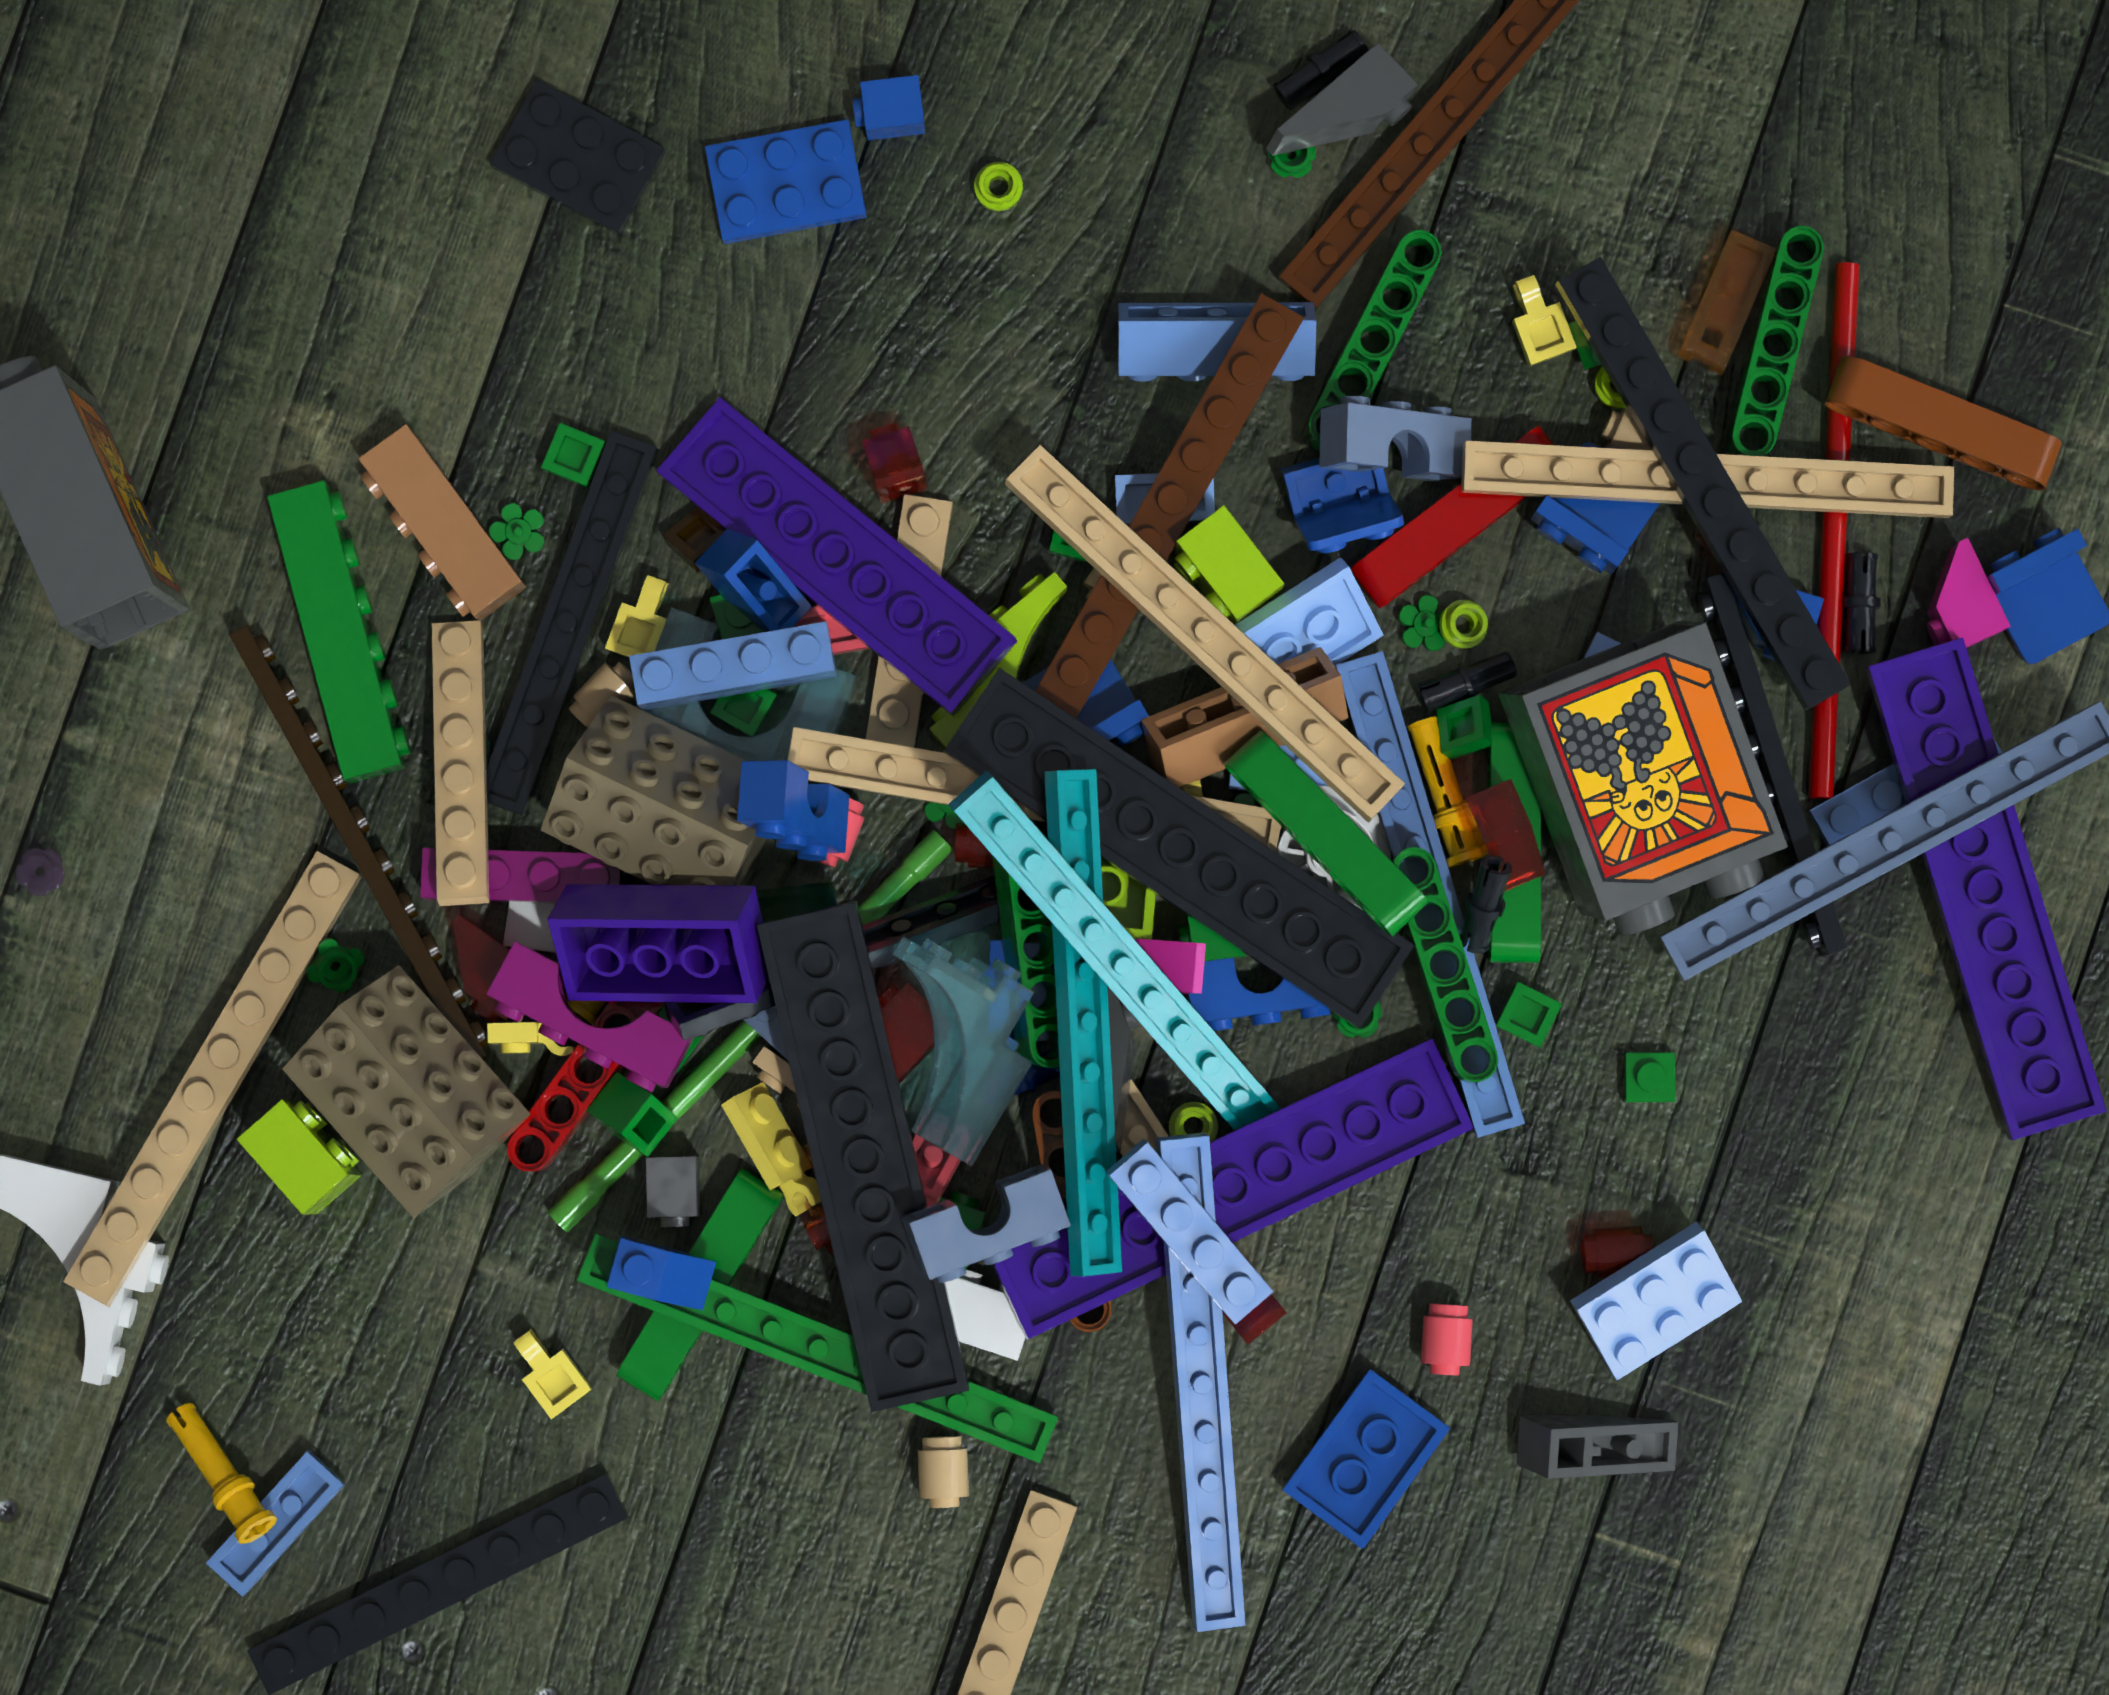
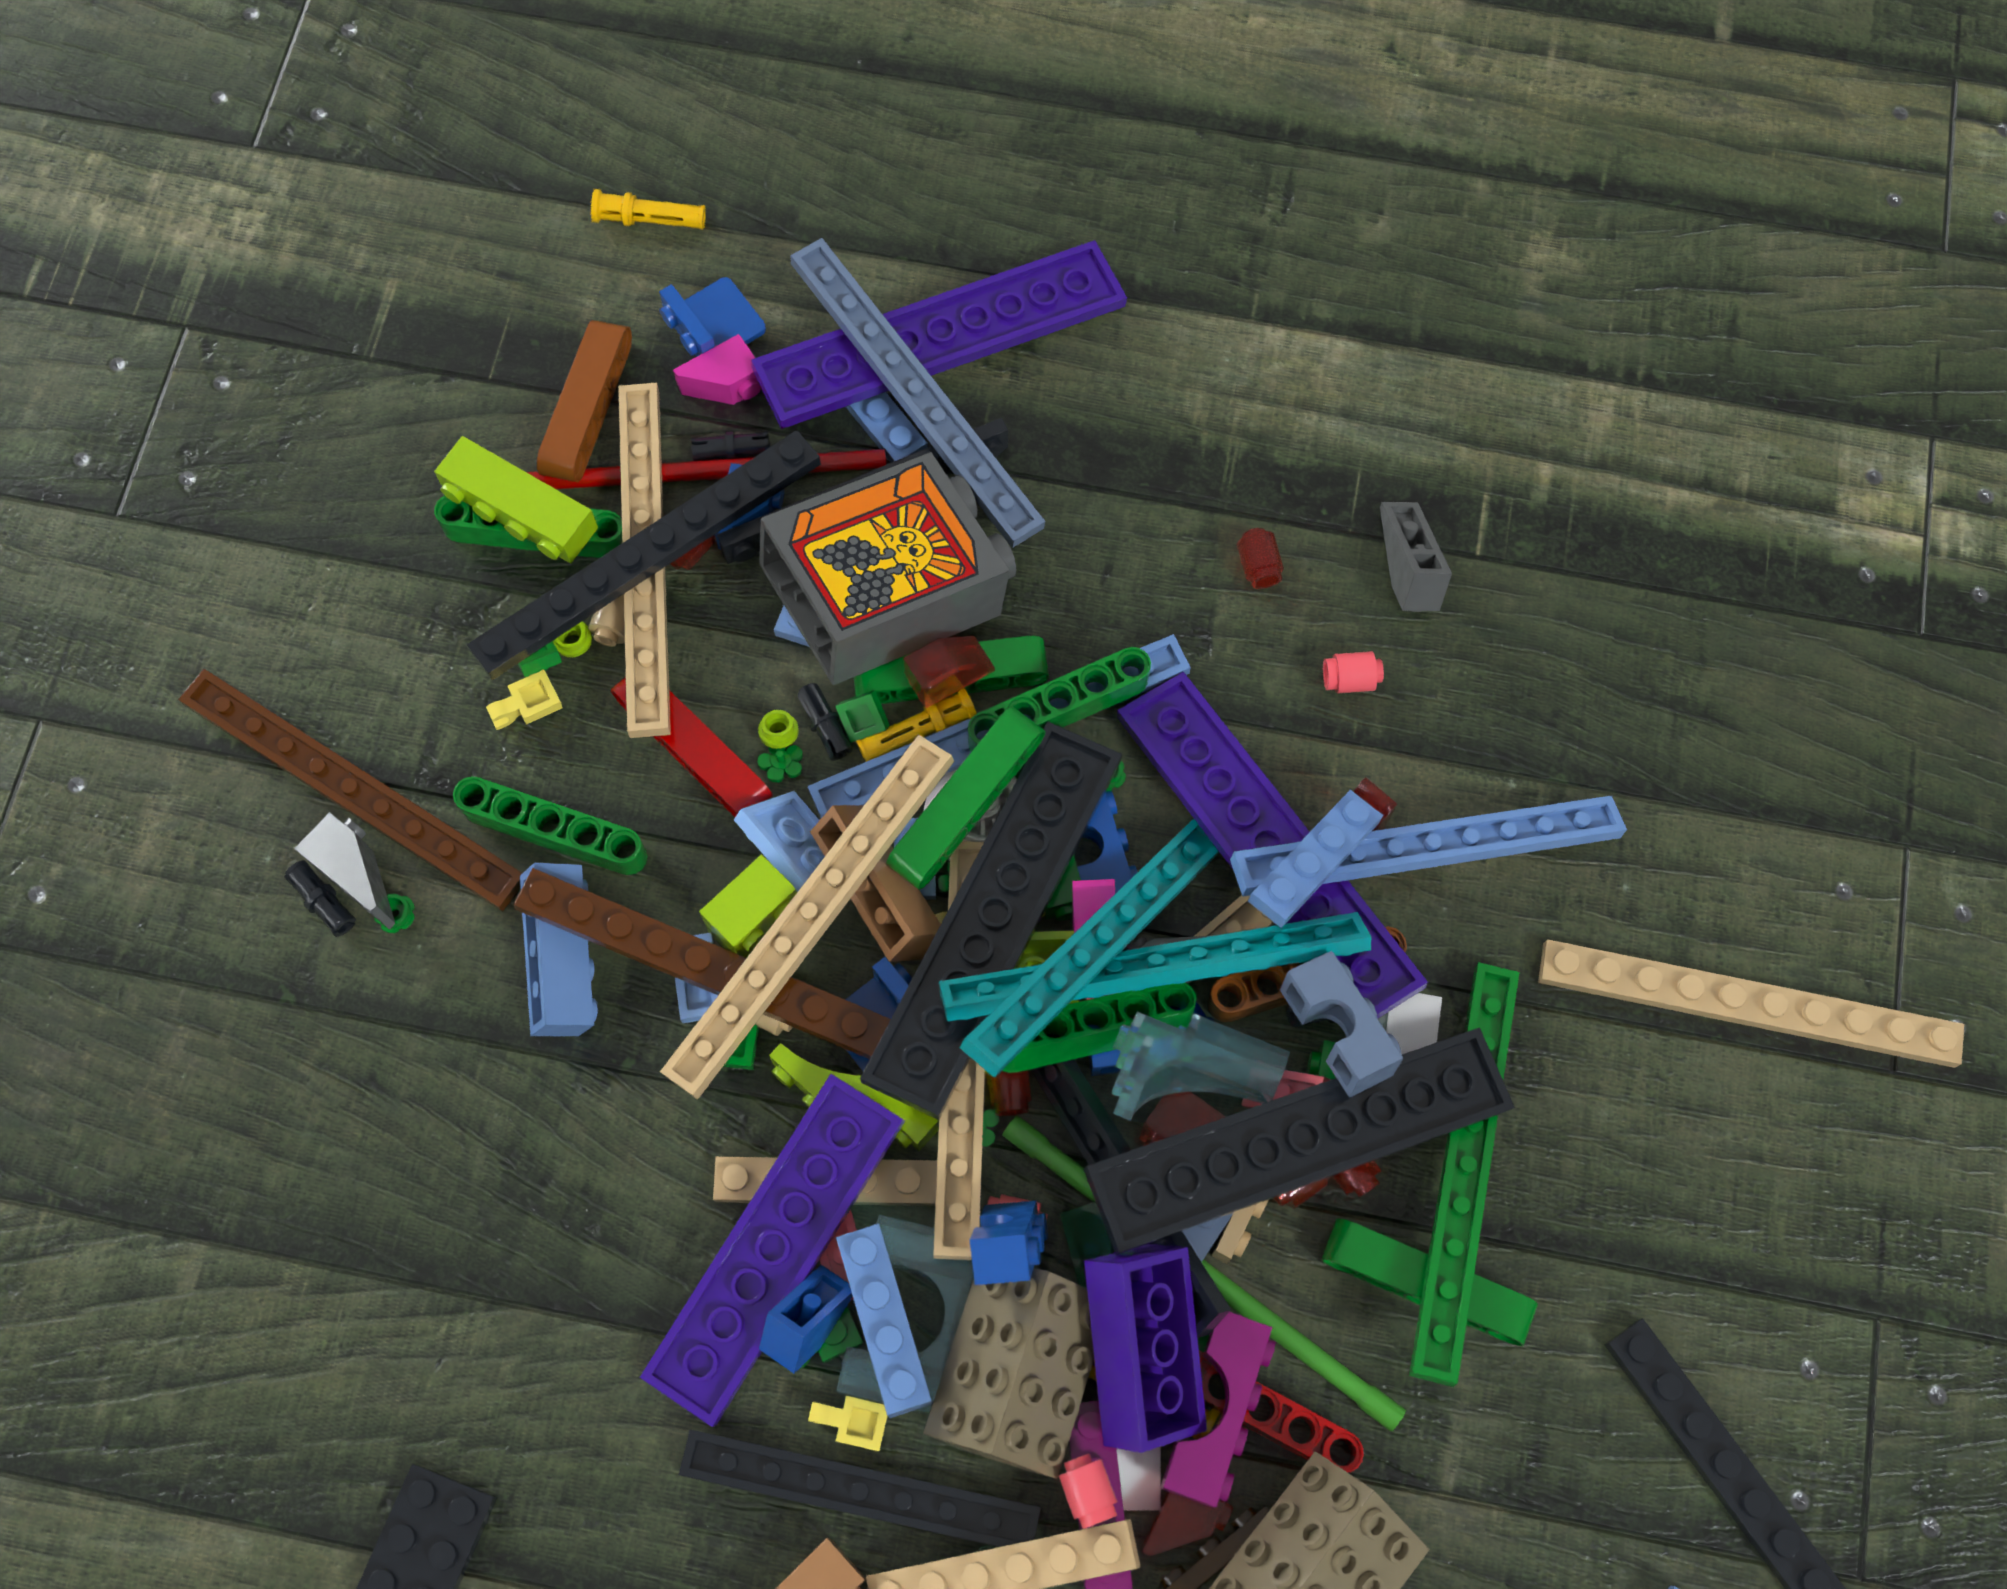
camera: 100 degrees left, 15 degrees down
(517, 1037) = (1245, 1480): light yellow plate -> none
(518, 531) = (779, 1553): green plant -> none
(522, 861) = (1088, 1491): none -> coral brick
(554, 1379) = (1537, 1402): light yellow plate -> none
(573, 455) = (704, 1508): green plate -> none
(595, 692) = (919, 1449): tan brick -> none
(632, 1114) = (1294, 1361): green brick -> none
(660, 1273) = (1438, 1309): blue slope -> none
(673, 1189) = (1351, 1317): flat silver brick -> none
(693, 536) = (769, 1382): dark brown plate -> none
(745, 711) = (921, 1314): green plate -> none
(773, 1146) = (1298, 1233): light yellow plate -> none
(785, 181) = (438, 1347): blue plate -> none
(890, 108) = (366, 1258): blue brick -> none
(894, 462) = (685, 1208): clear red slope -> none
(943, 1471) = (1542, 1051): tan brick -> none
(1003, 172) = (425, 1146): lime plate -> none
(1197, 1110) = (1220, 877): lime plate -> none
(1339, 505) = (685, 833): blue bracket -> none
(1359, 437) = (629, 792): sand blue arch -> none
(1365, 1458) = (1459, 722): blue plate -> none
(1485, 903) = (1004, 672): black pin -> none
(1528, 1014) = (1085, 643): green plate -> none
(1593, 528) = (690, 640): blue bracket -> none
(1649, 1077) = (1120, 554): green plate -> none
(1656, 1300) = (1294, 523): light blue plate -> none
(1727, 300) = (498, 565): clear orange plate -> none
(1795, 327) = (515, 500): none -> lime brick

